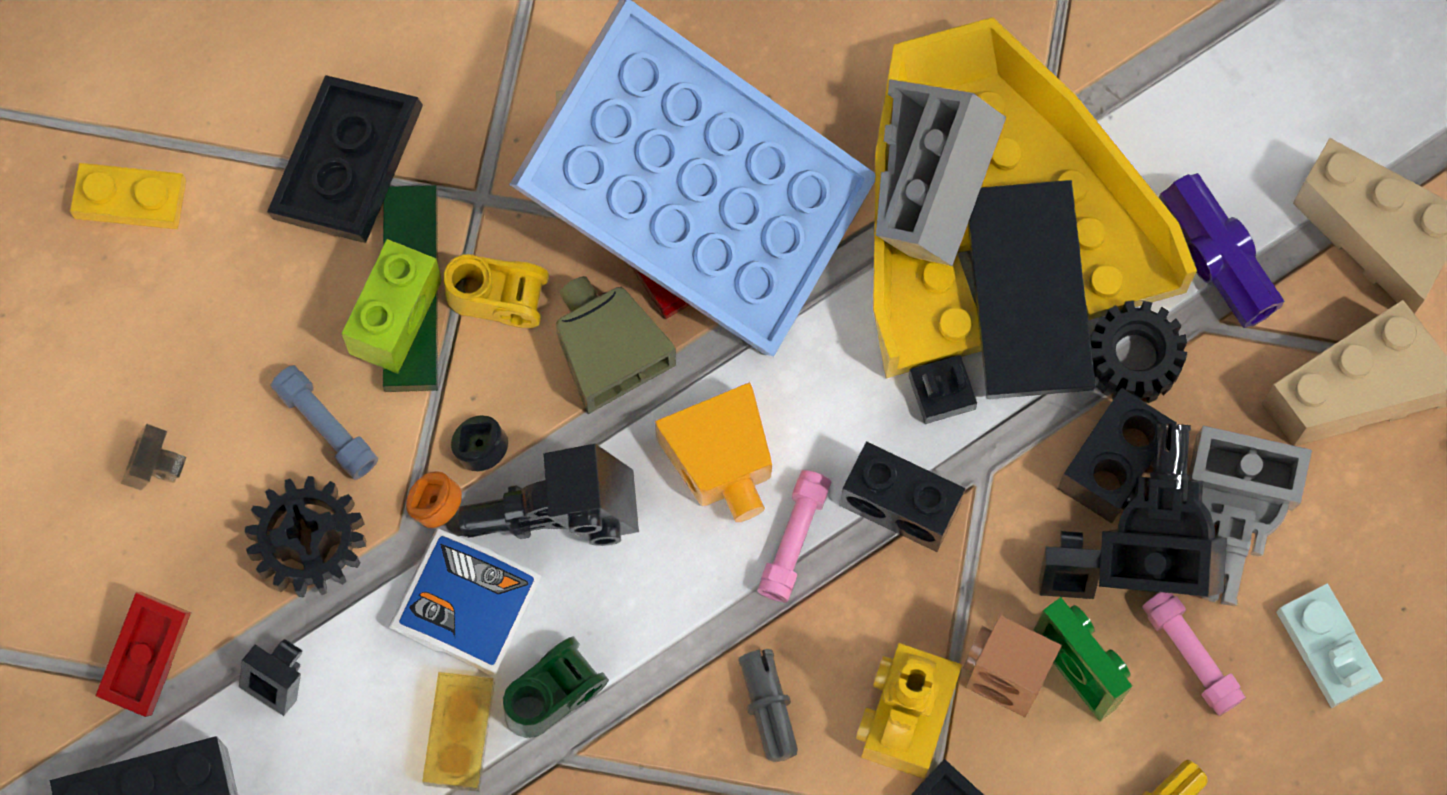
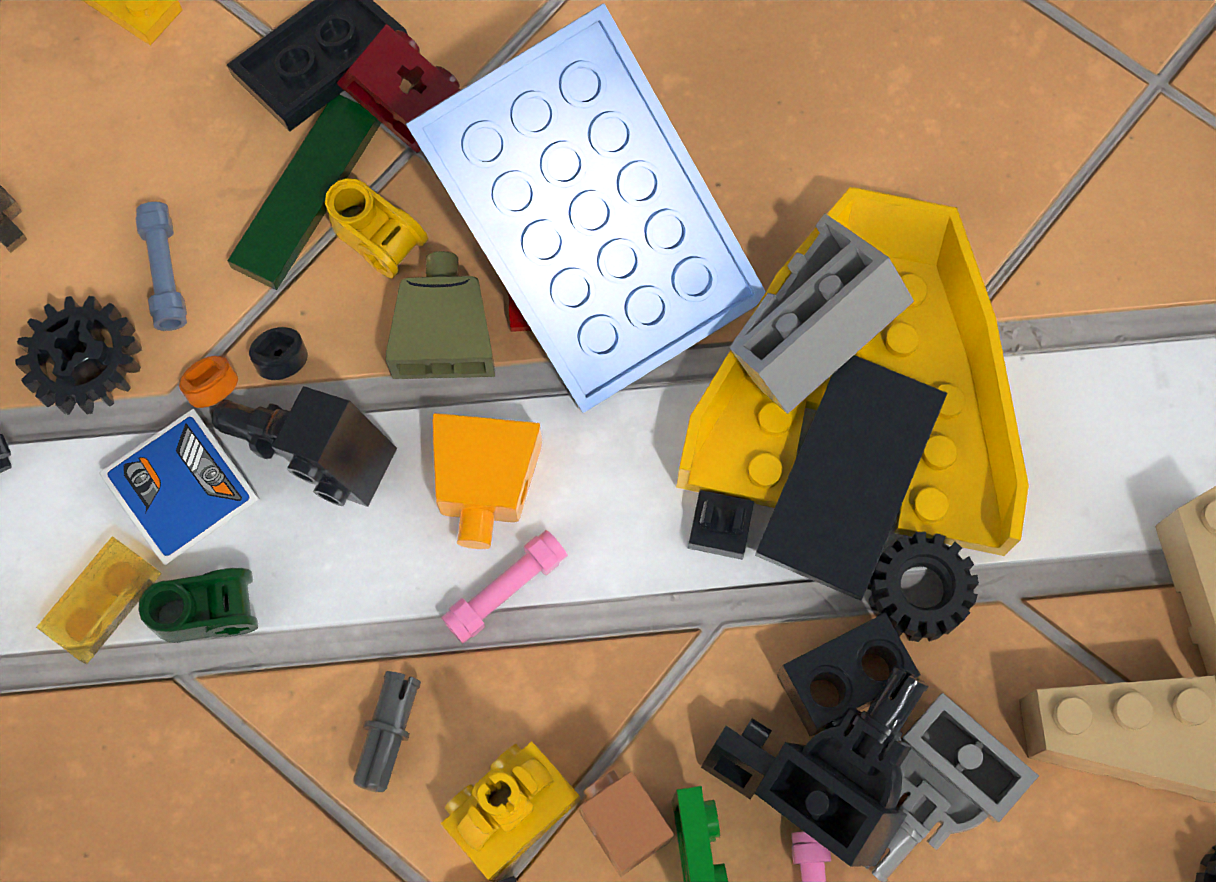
camera: 30 degrees right, 0 degrees up
(392, 306) = (268, 192): lime brick -> none
(451, 152) = (379, 72): none -> dark red brick
(901, 496) = (621, 603): black brick -> none
(1222, 251) = (1058, 534): dark purple piece -> none

